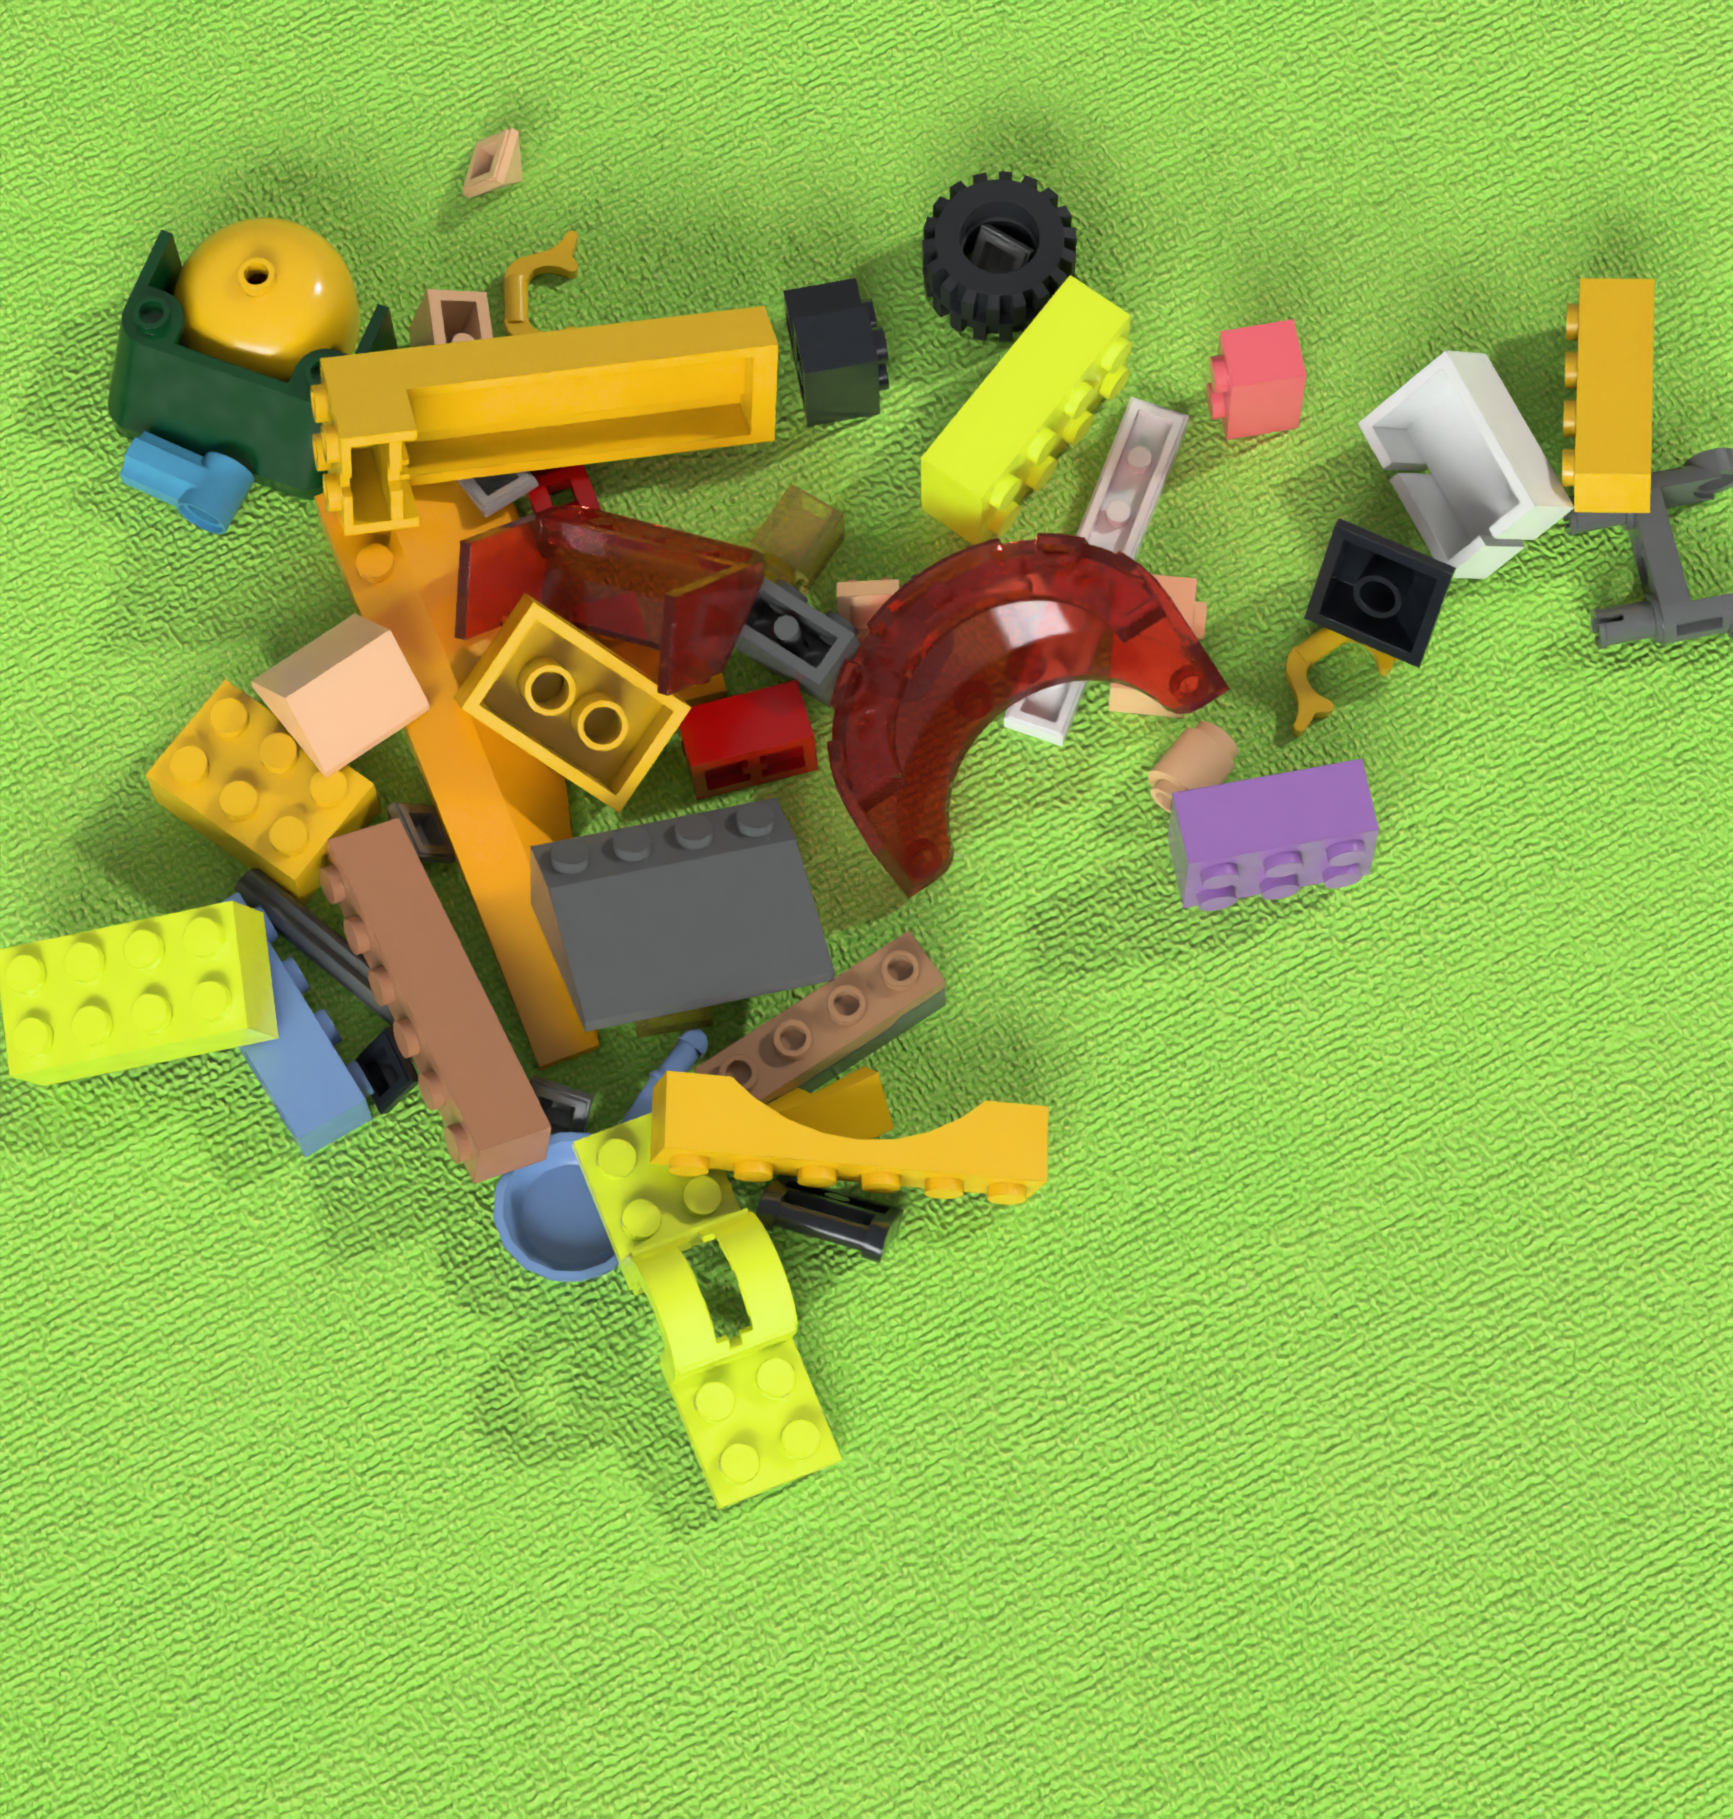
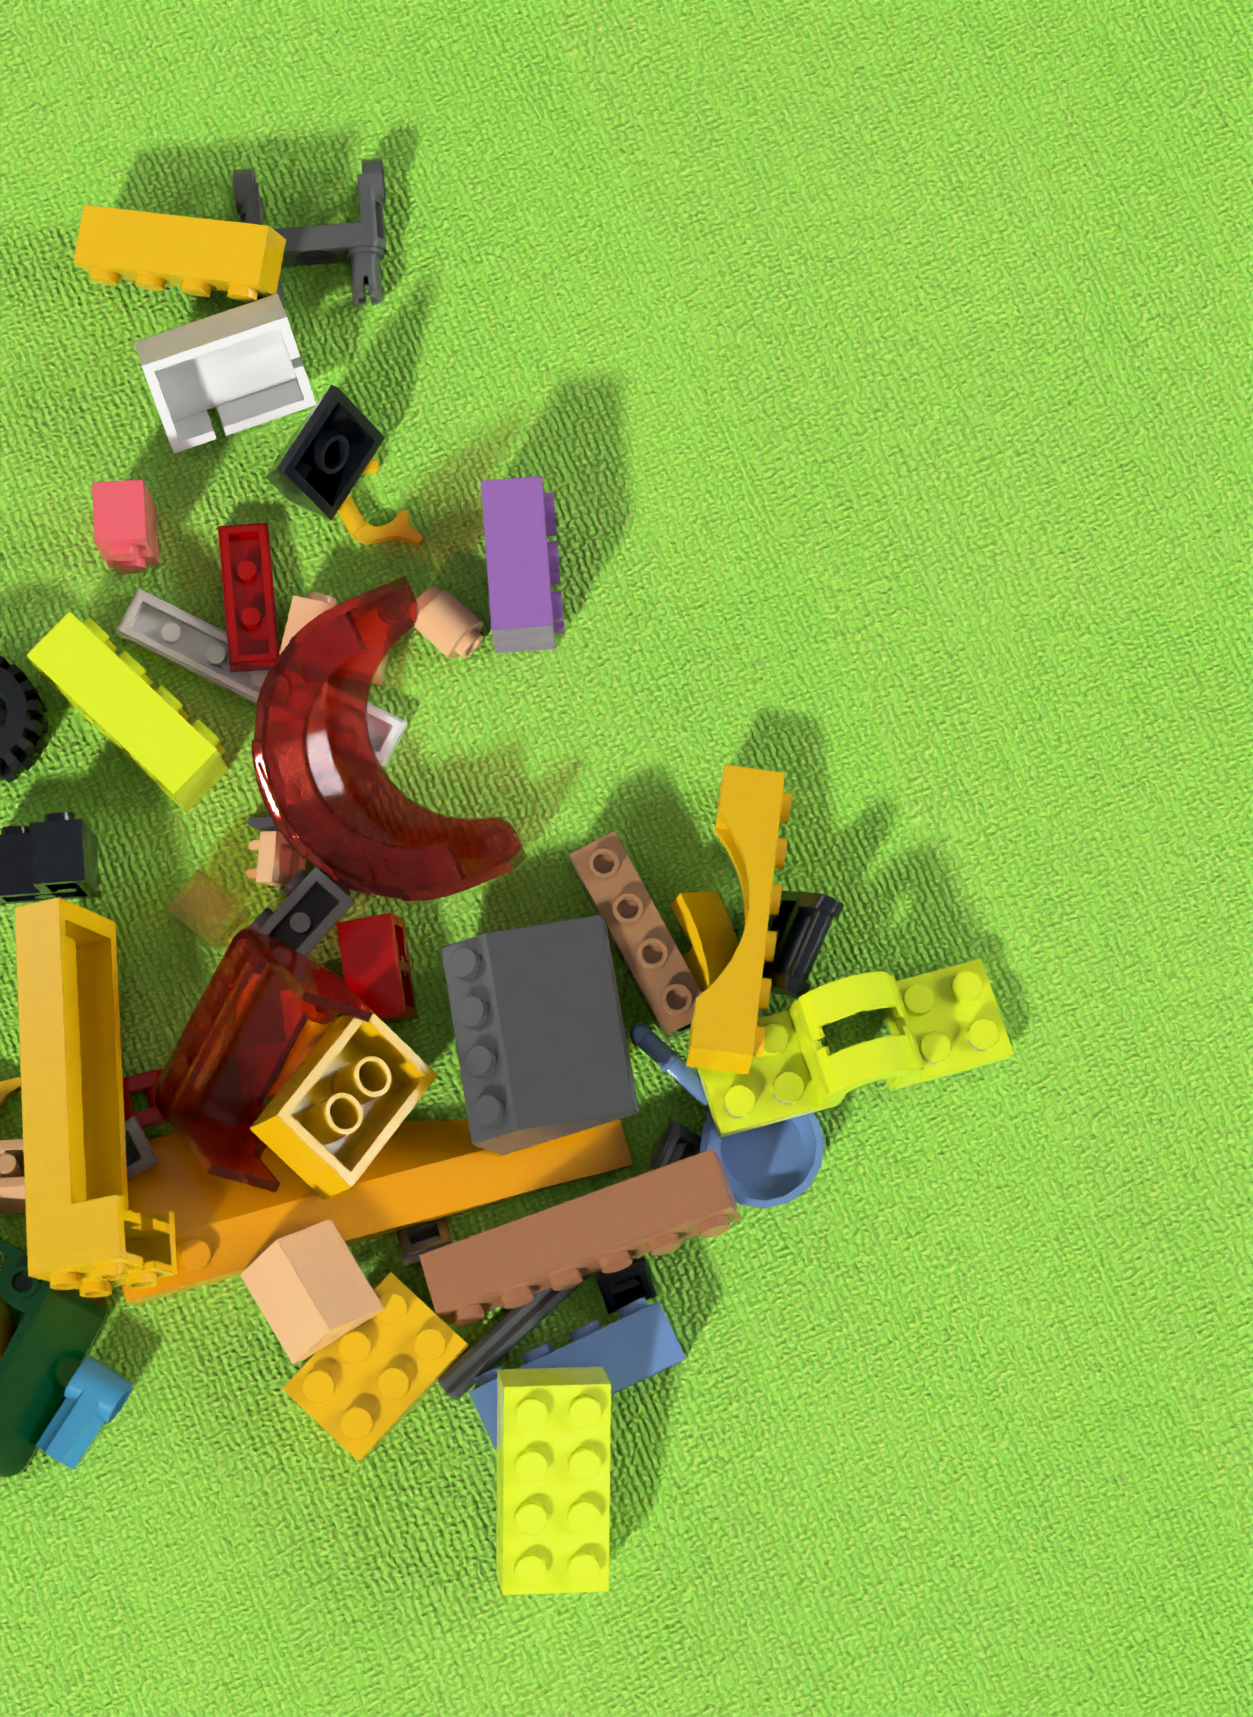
camera: 85 degrees left, 10 degrees up
(1201, 535) = (248, 597): none -> red tile

